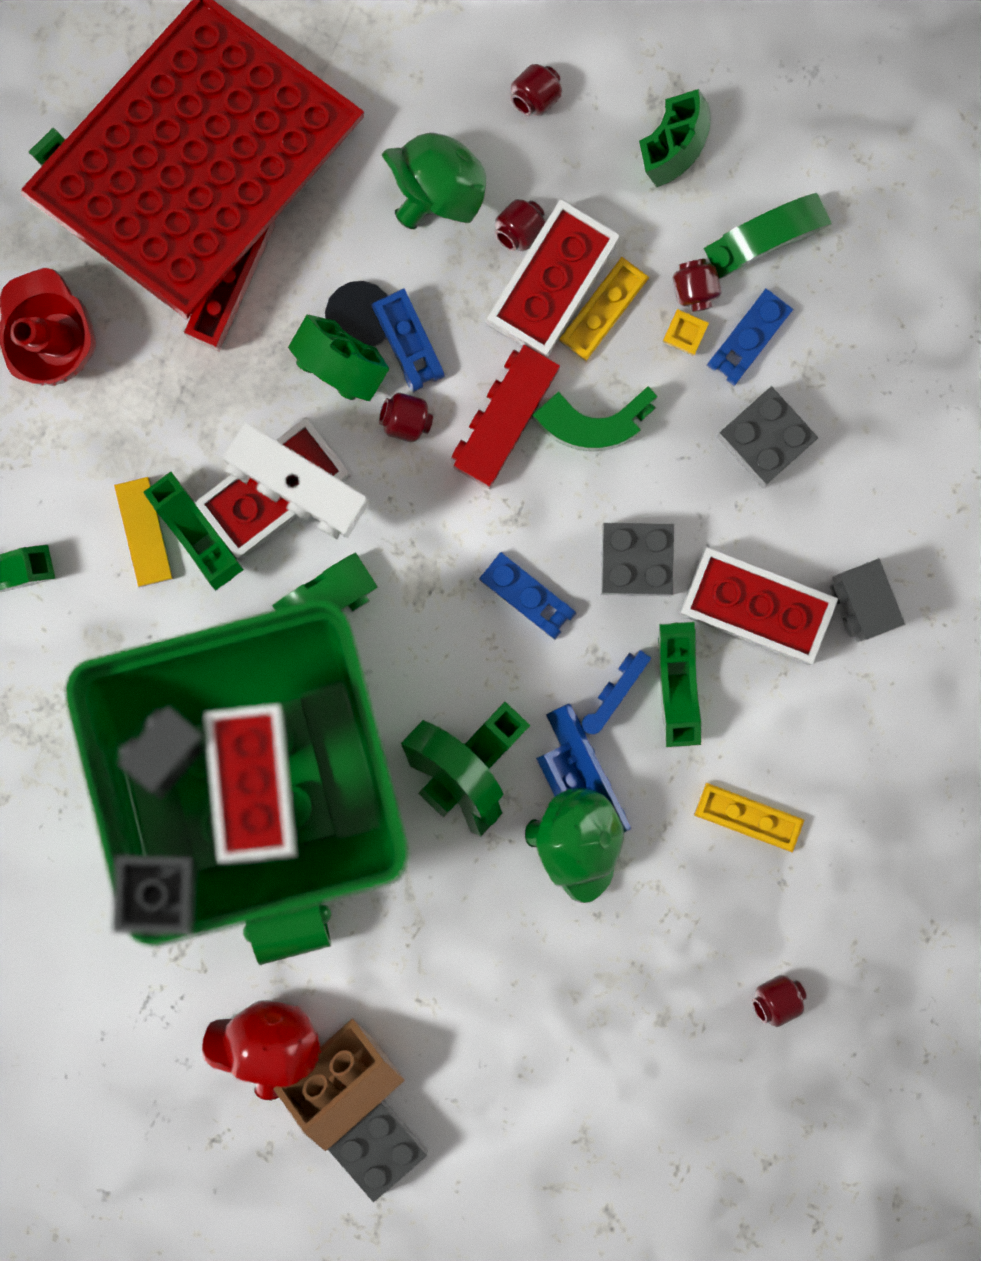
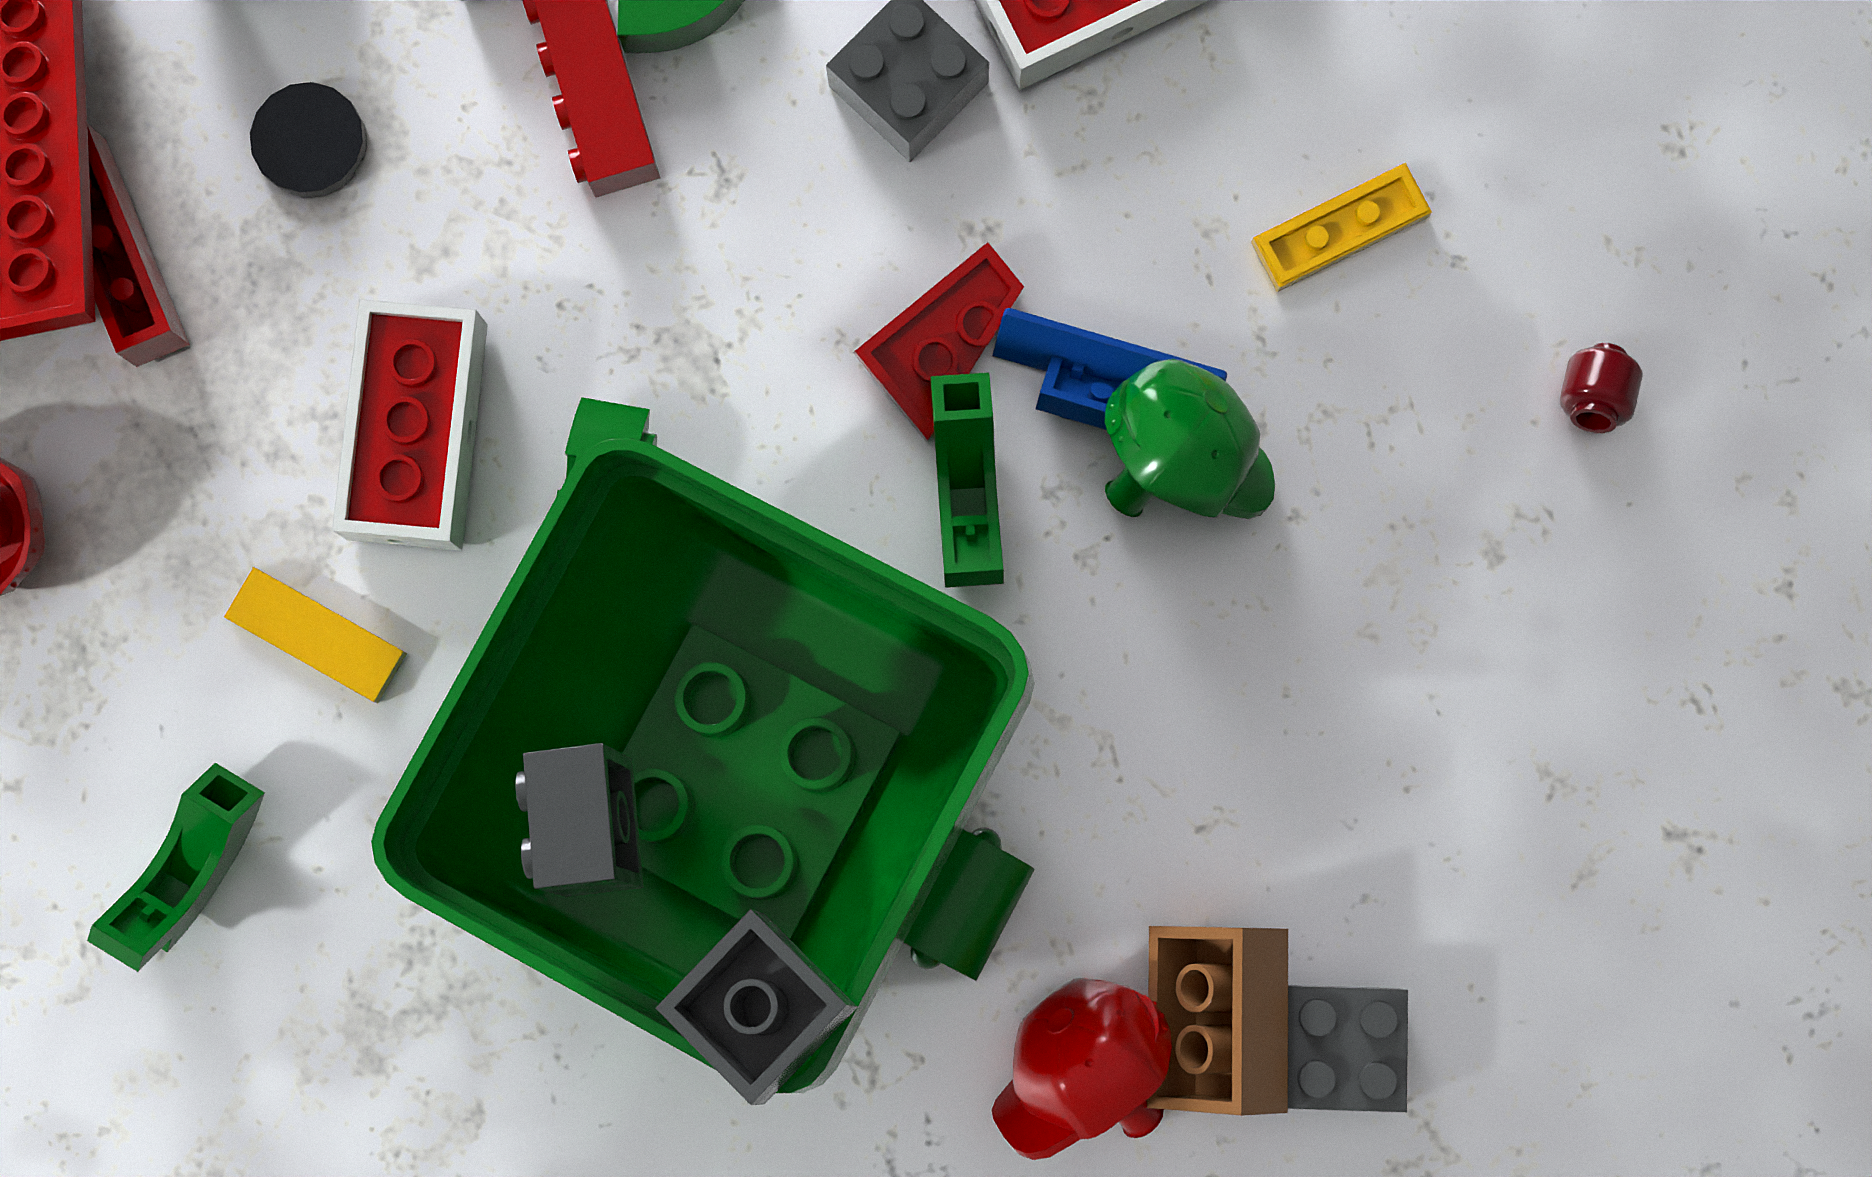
camera: 40 degrees left, 5 degrees down
(193, 531) = (367, 568): green arch -> none
(250, 784) = (730, 747): red brick -> none
(275, 467) = (417, 372): white brick -> none
(338, 358) = (330, 203): green brick -> none
(405, 417) = (478, 192): dark red head -> none
(407, 339) = (388, 103): blue plate -> none
(458, 770) = (963, 508): green arch -> none
(526, 594) = (828, 246): blue plate -> none
(532, 684) = (940, 334): none -> red wing
(614, 693) = (1044, 249): blue plate -> none
(679, 684) = (1101, 160): green arch -> none

